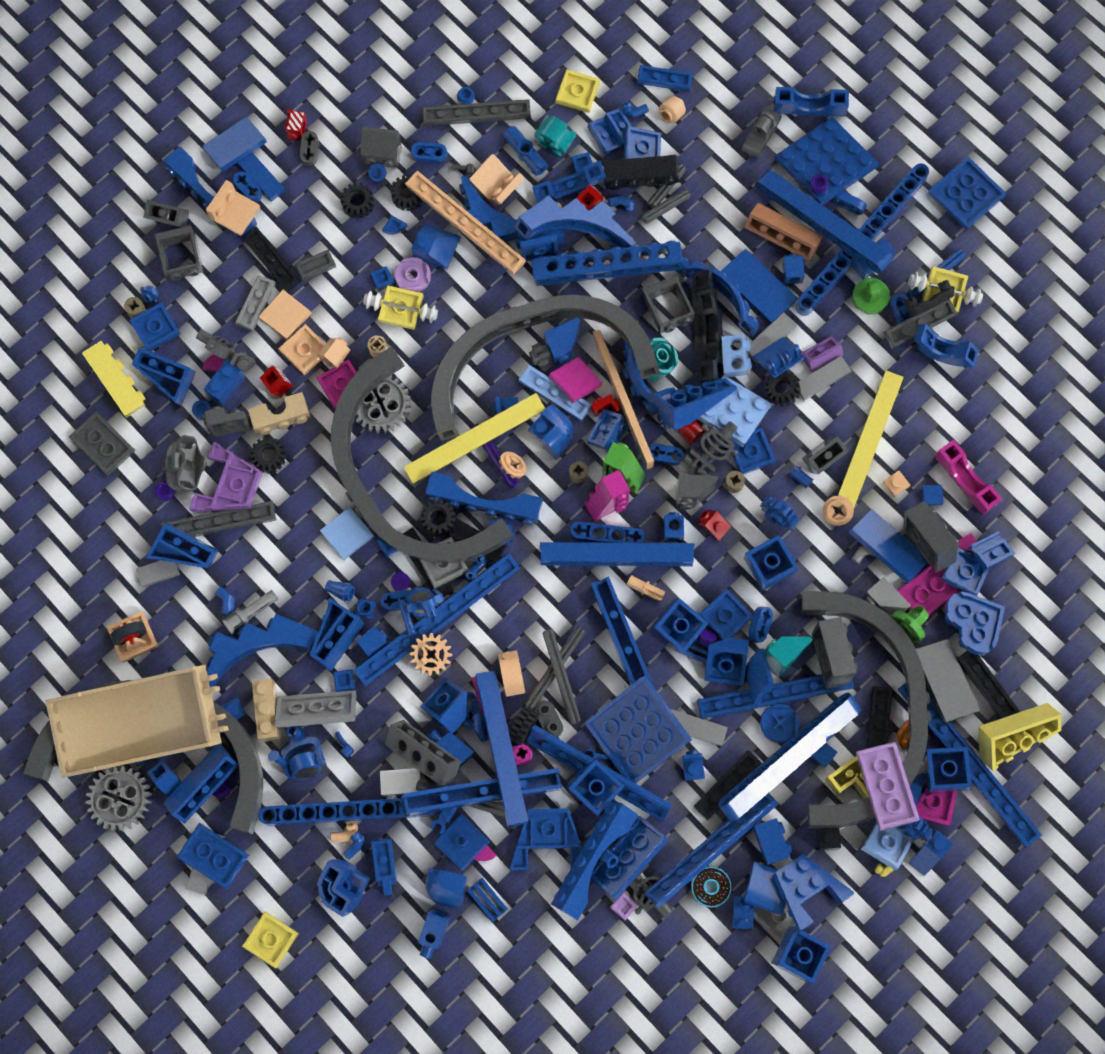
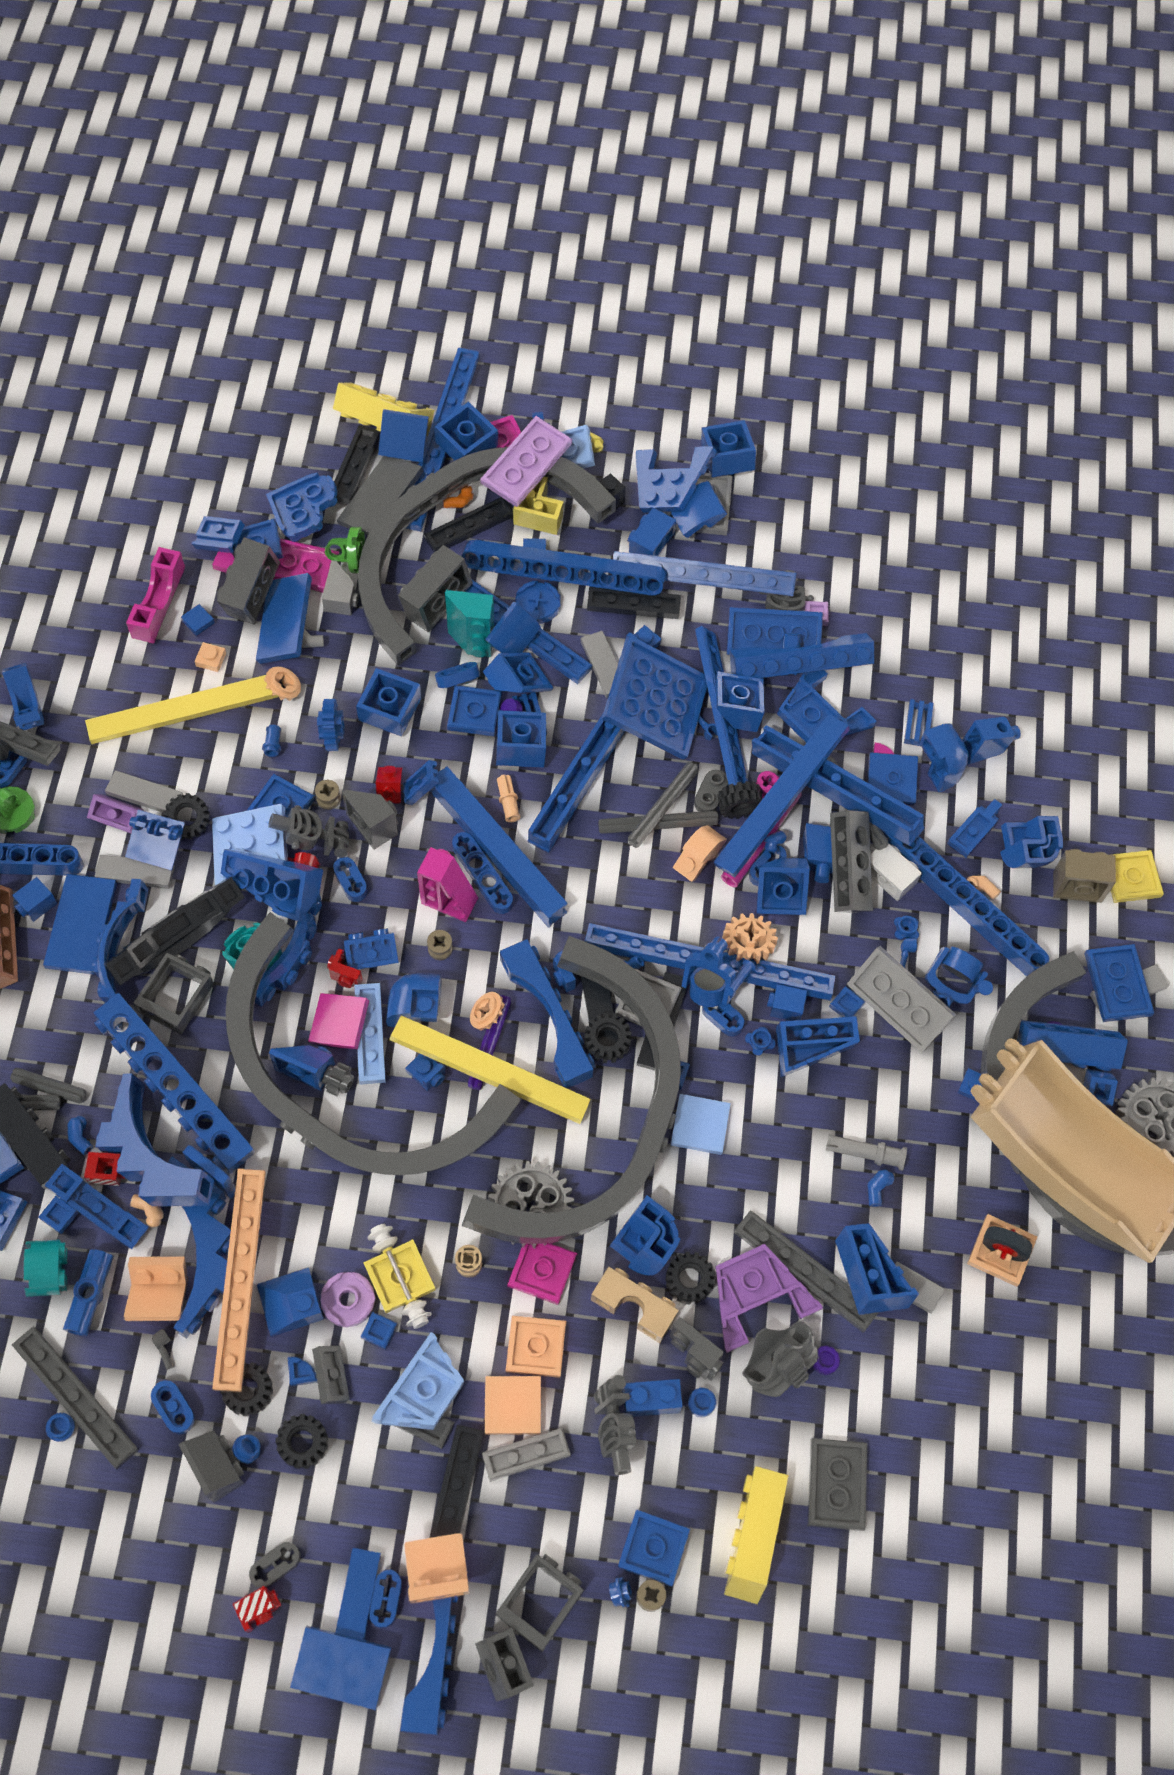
camera: 135 degrees left, 10 degrees down
(166, 374) = (699, 1476): blue wedge -> none
(213, 363) = (643, 1438): dark pink tile -> none
(264, 703) = (945, 1047): tan arch -> none
(276, 381) = (609, 1341): red brick -> none
(280, 633) = (891, 1122): blue arch -> none
(292, 898) = (1084, 876): none -> dark tan brick
(306, 446) = (647, 1238): none -> blue brick
(330, 274) = (422, 1390): none -> light blue wing
(334, 352) = (514, 1302): light nougat brick -> none
(341, 590) = (764, 1078): blue cone -> none
(355, 847) = (981, 867): blue arm -> none
(358, 754) = (909, 922): none -> blue plate
(378, 236) = (330, 1374): none -> dark grey plate
(400, 581) = (703, 1029): dark purple tile -> none
(623, 399) = (320, 959): light nougat tile -> none
(623, 459) = (404, 900): bright green wedge -> none
(673, 535) = (427, 805): blue brick -> none
(692, 541) = (420, 782): none -> blue tile
(699, 890) = (735, 547): tile -> none
(731, 356) = (188, 887): light blue brick -> none
(742, 914) = (735, 515): blue bracket -> none
(825, 454) = (232, 729): dark grey brick -> none
(930, 853) = (553, 412): blue slope -> none
(978, 723) = (403, 435): none -> blue tile

